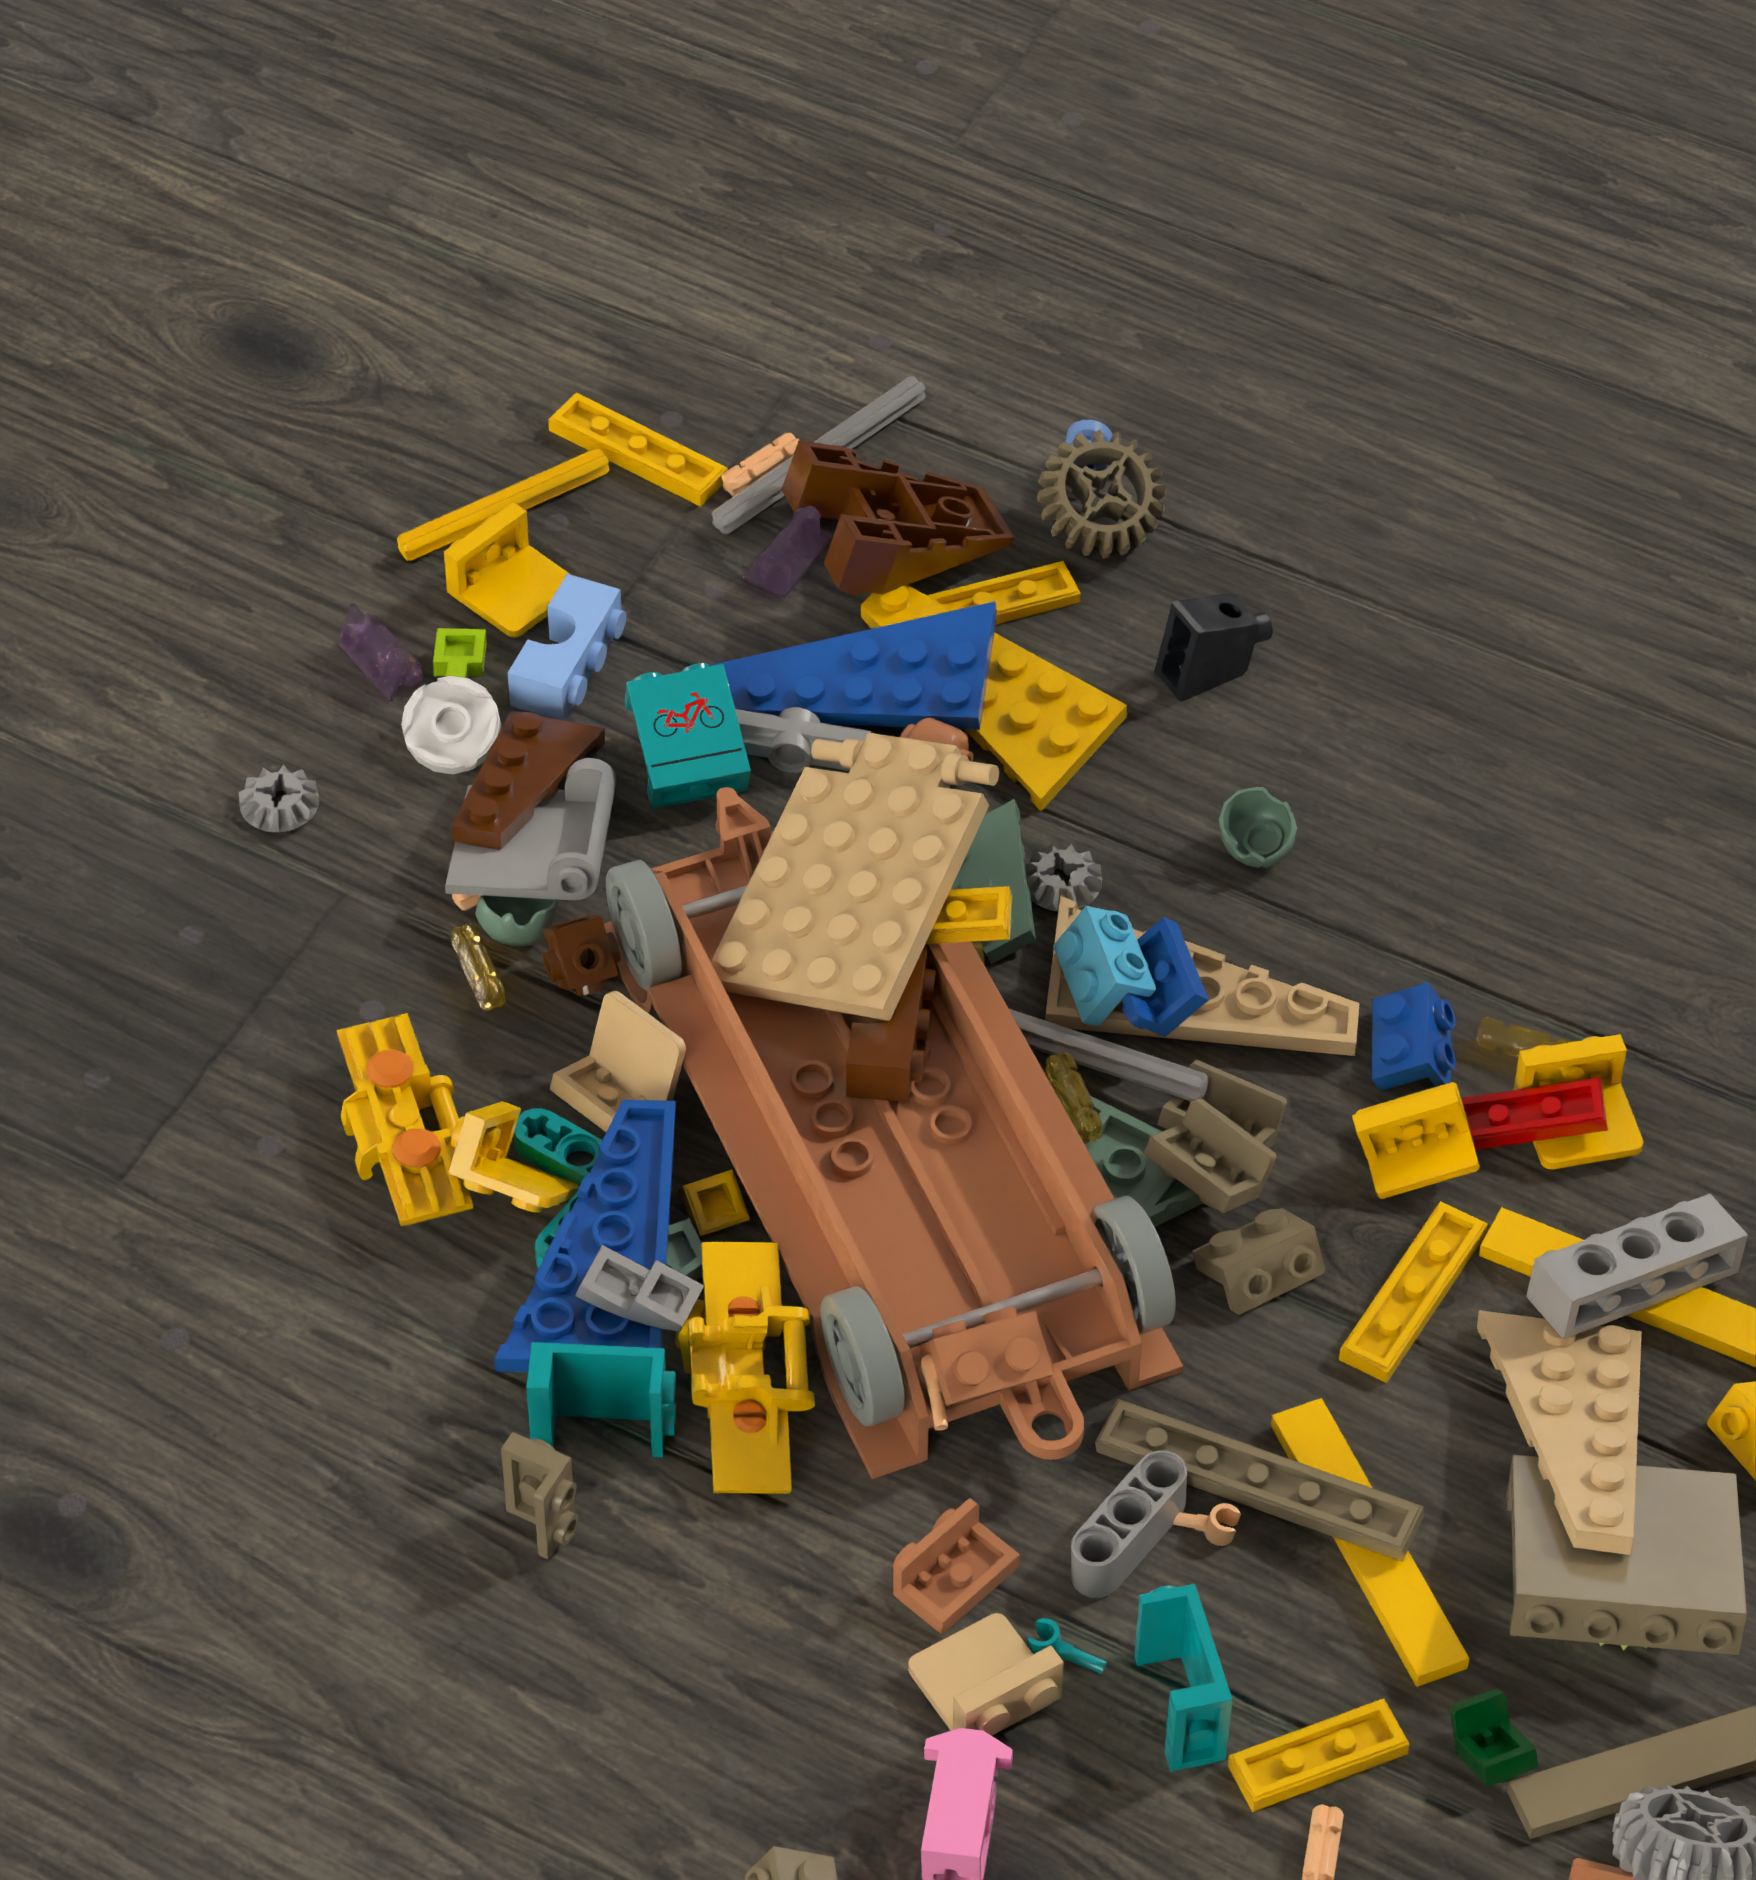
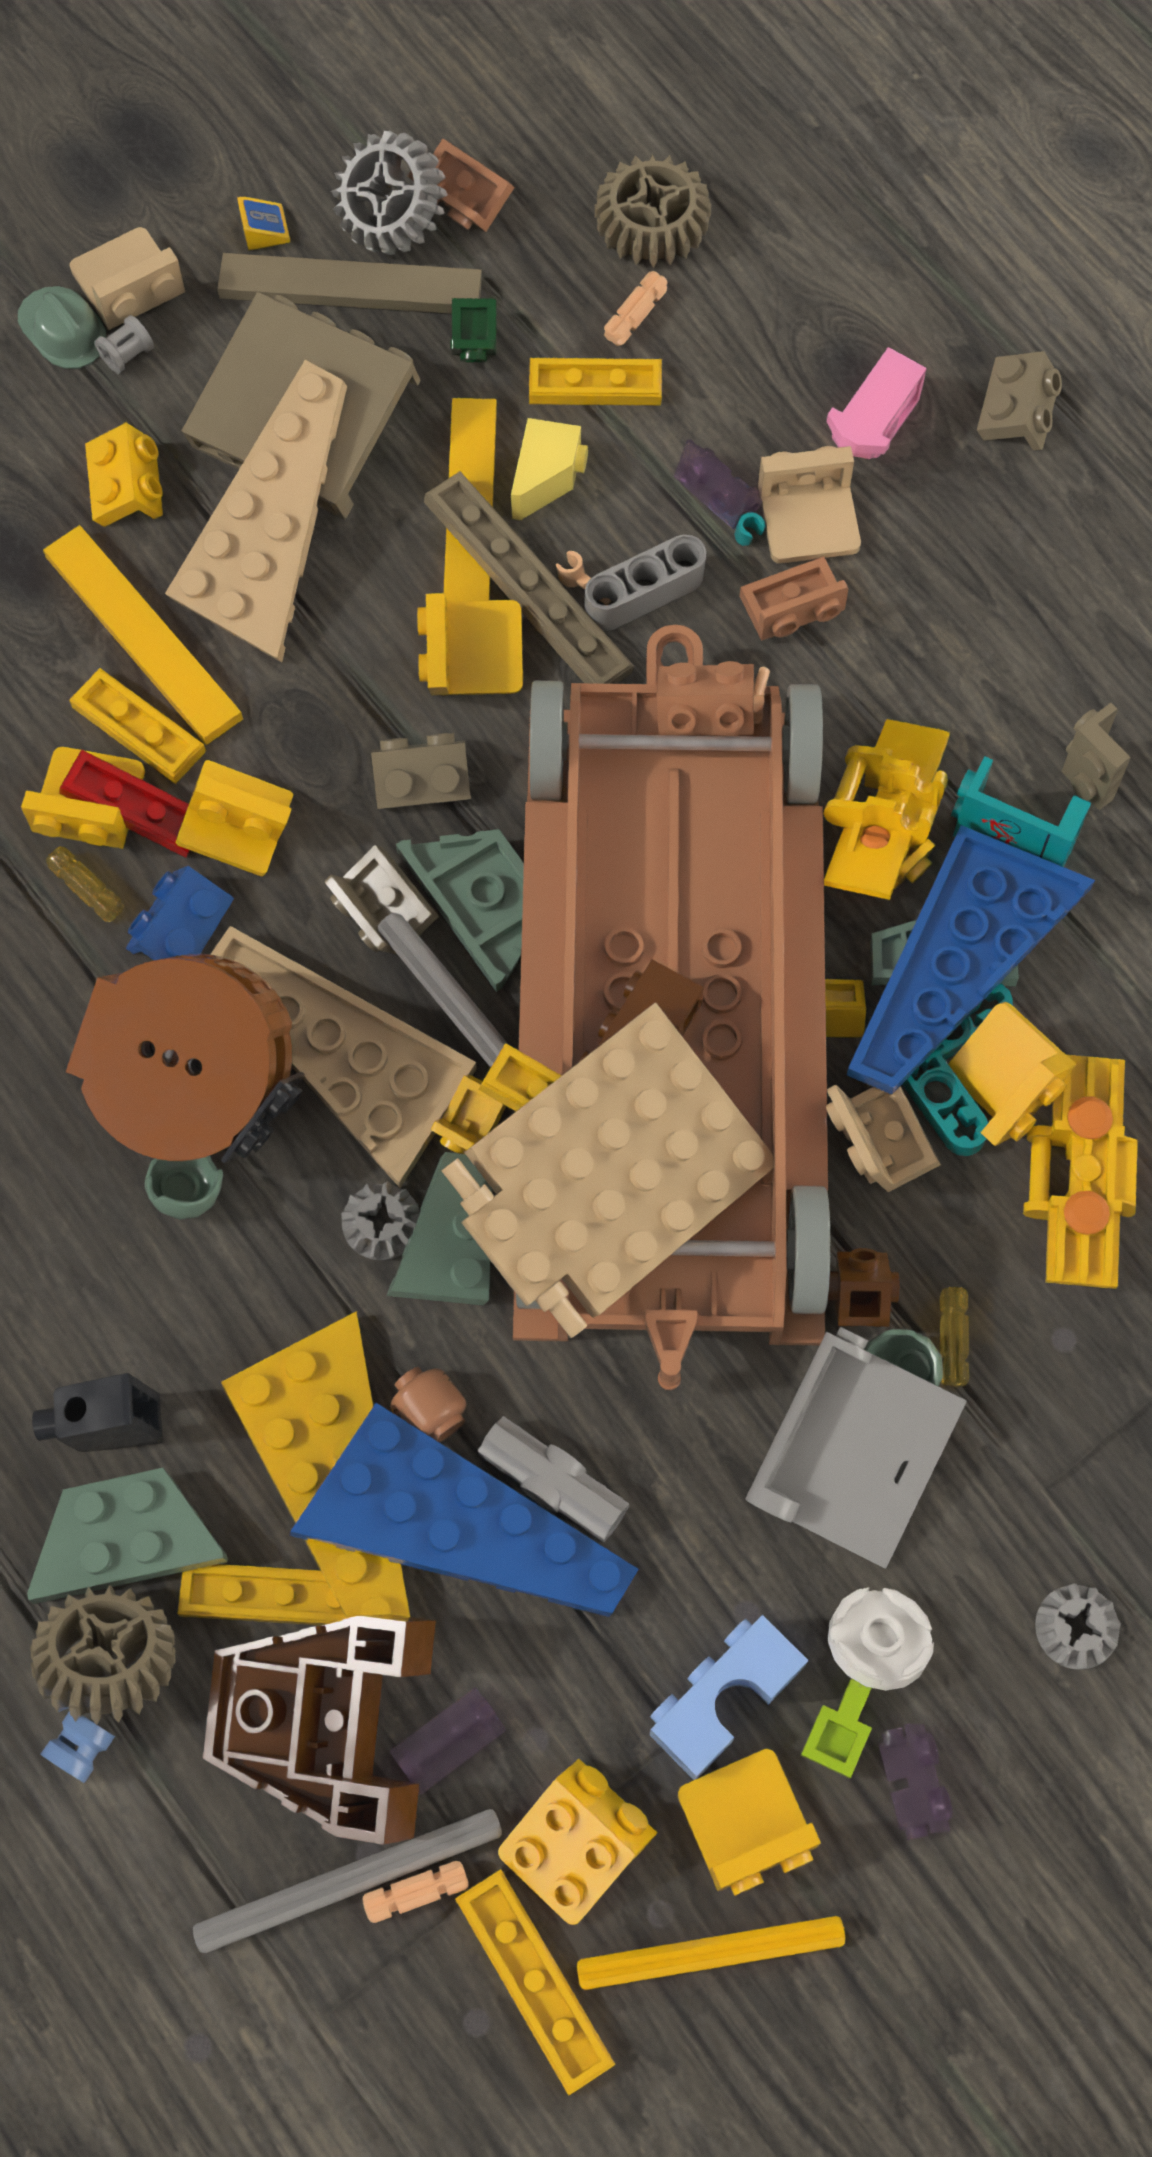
camera: 155 degrees left, 20 degrees up
(519, 774) = (830, 1546): reddish brown wing -> none
(642, 531) = (576, 1841): none -> yellow bracket
(642, 1295) = (954, 885): light grey slope -> none
(688, 734) = (661, 1508): teal panel -> none
(1026, 967) = (468, 1116): none -> yellow bracket
(1074, 1096) = (499, 954): clear yellow axle -> none
(1102, 963) = (409, 1061): medium azure bracket -> none
(1128, 1678) = (714, 485): none -> clear purple hinge
(1136, 589) = (120, 1536): none -> sand green wing
(1176, 982) = (372, 1030): blue bracket -> none
(1199, 1716) = (676, 404): teal panel -> none
(1213, 1157) = (423, 837): dark tan bracket -> none
(1287, 1380) = (471, 646): none -> yellow bracket
(1306, 875) = (186, 1058): none -> dark orange piece
(1315, 1617) = (546, 465): none -> light yellow slope
(1413, 1292) = (313, 703): yellow tile -> none
(1573, 1201) = (137, 725): none -> yellow tile
(1636, 1265) = (74, 615): light grey brick -> none

